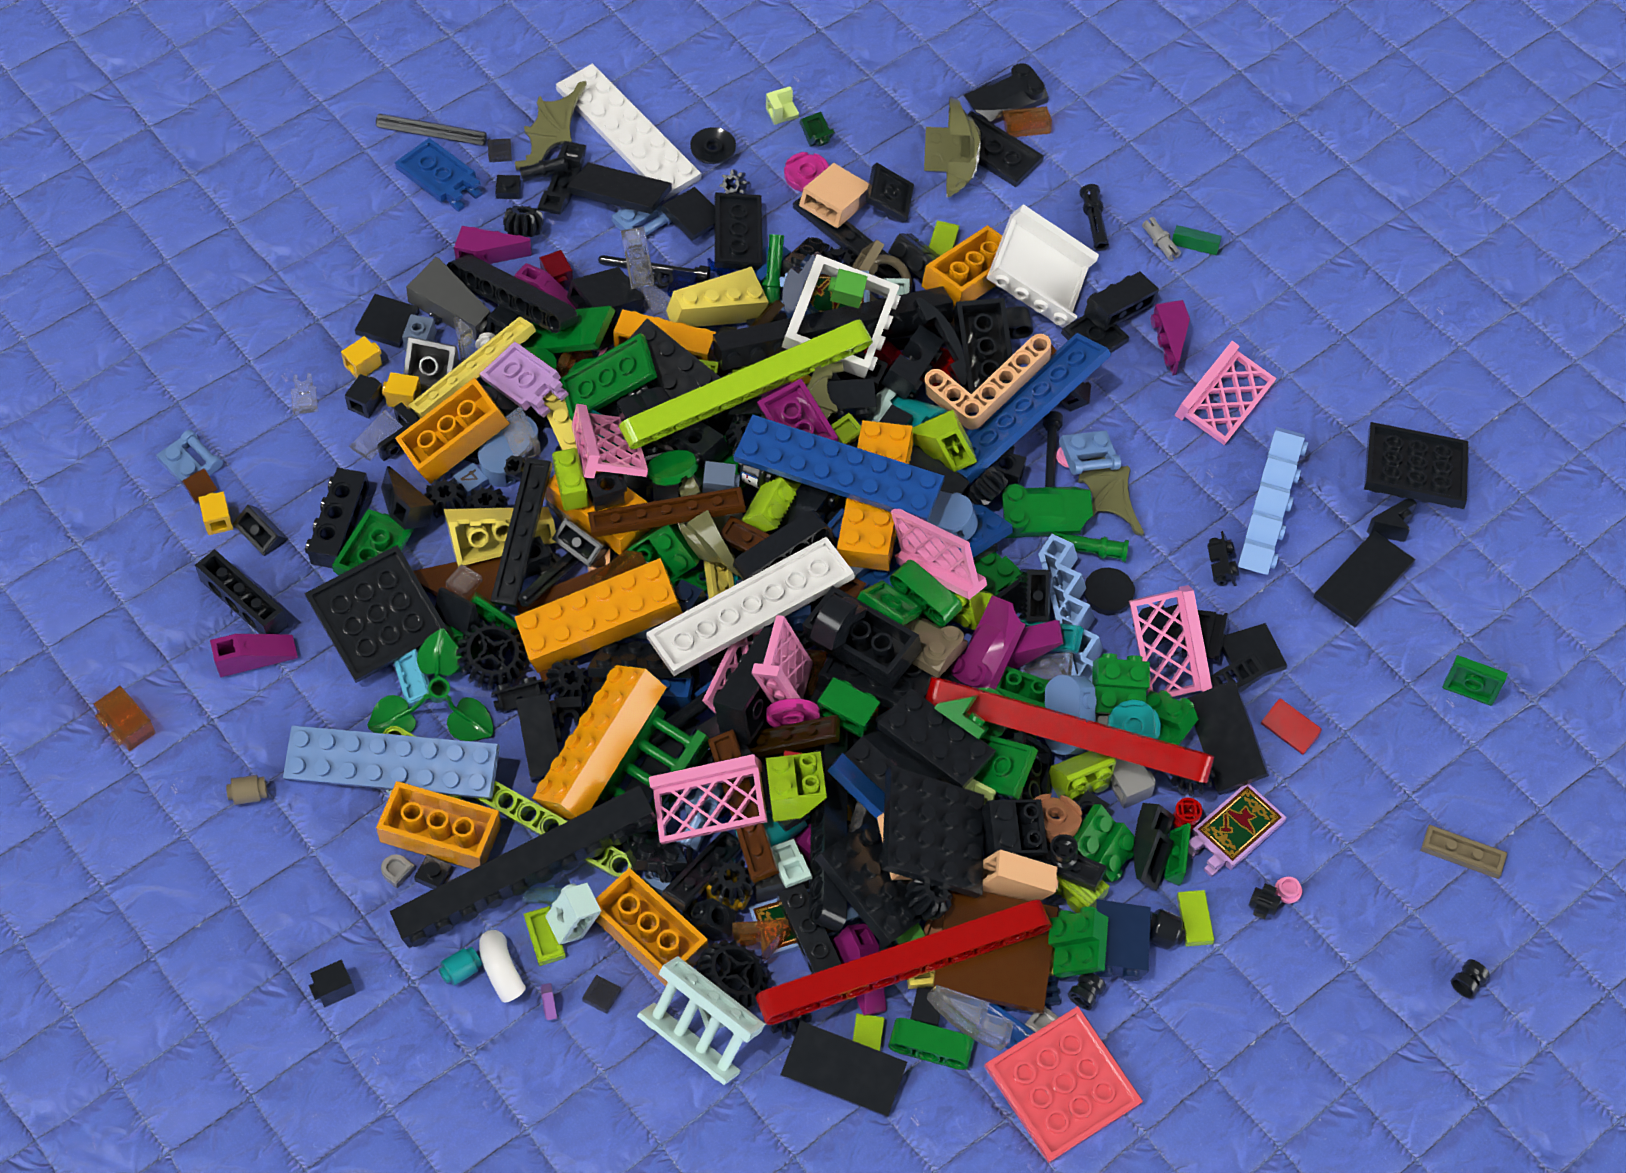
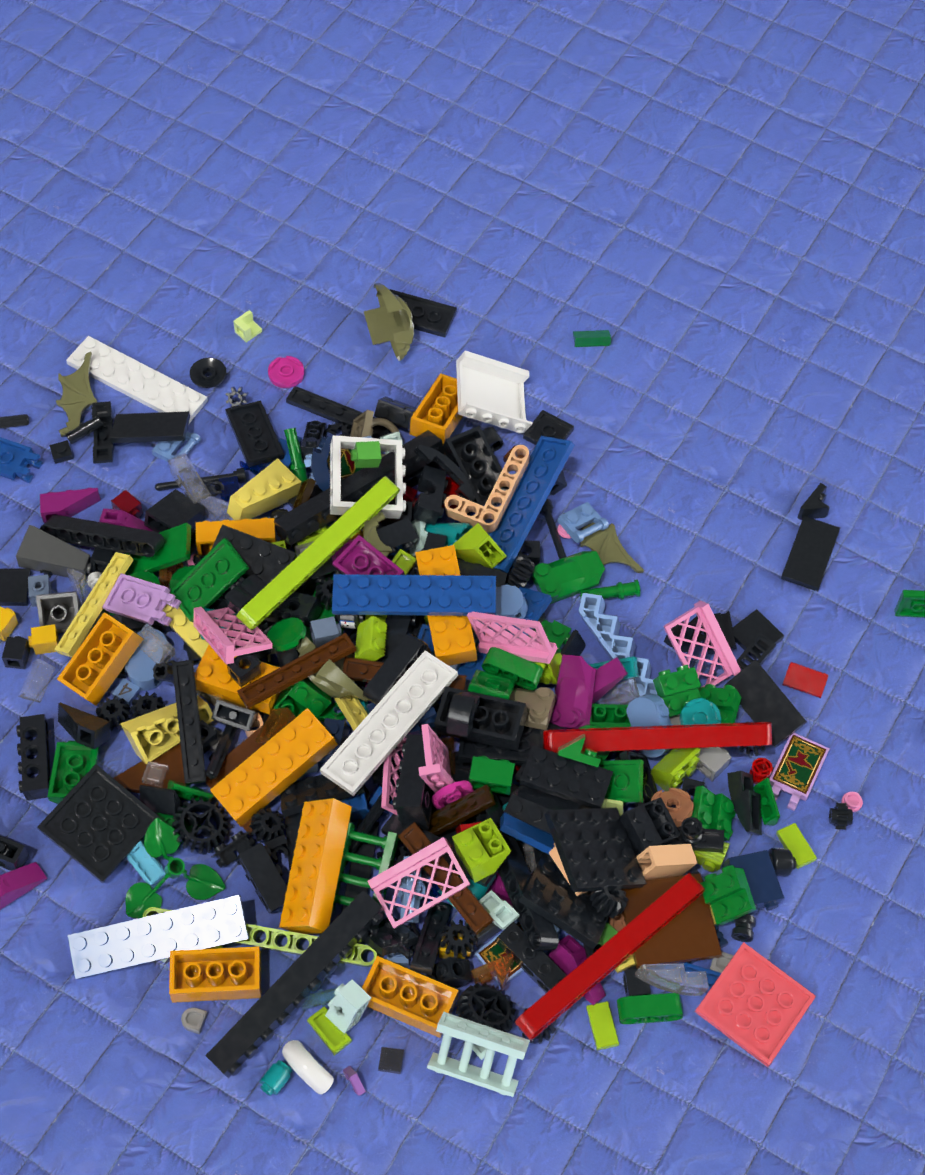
camera: 20 degrees left, 0 degrees up
(246, 789) = (50, 998): dark tan brick -> none
(331, 983) = (181, 1129): black brick -> none
(406, 417) = (59, 661): black bracket -> none
(433, 872) = (223, 1012): black plate -> none
(499, 150) = (42, 425): clear smoke tile -> none
(523, 221) = (85, 475): black gear -> none
(570, 479) = (214, 669): lime brick -> none
(690, 213) = (212, 430): black tile -> none
(816, 129) = (281, 337): dark green bracket -> none
(834, 195) = (317, 384): light nougat brick -> none
(843, 1068) = (595, 1051): black tile -> none
(889, 192) = (356, 369): black tile -> none
(943, 237) = (409, 392): lime tile -> none
(1012, 91) = (412, 268): black slope -> none
(1027, 121) = (434, 285): clear orange slope -> none
(1035, 595) = (589, 642): black brick -> none
(1093, 208) = (509, 337): black pin -> none
(1109, 591) = (637, 621): black tile -> none
(1121, 301) = (558, 401): black brick -> none
(1161, 239) = (567, 345): light grey pin -> none
(1171, 325) = (602, 410): magenta slope -> none
(1211, 379) = (646, 438): bright pink fence -> none
(1225, 569) = (704, 565): black hinge -> none
(1272, 501) = (725, 517): light blue brick -> none
(1416, 465) = (815, 458): black plate -> none

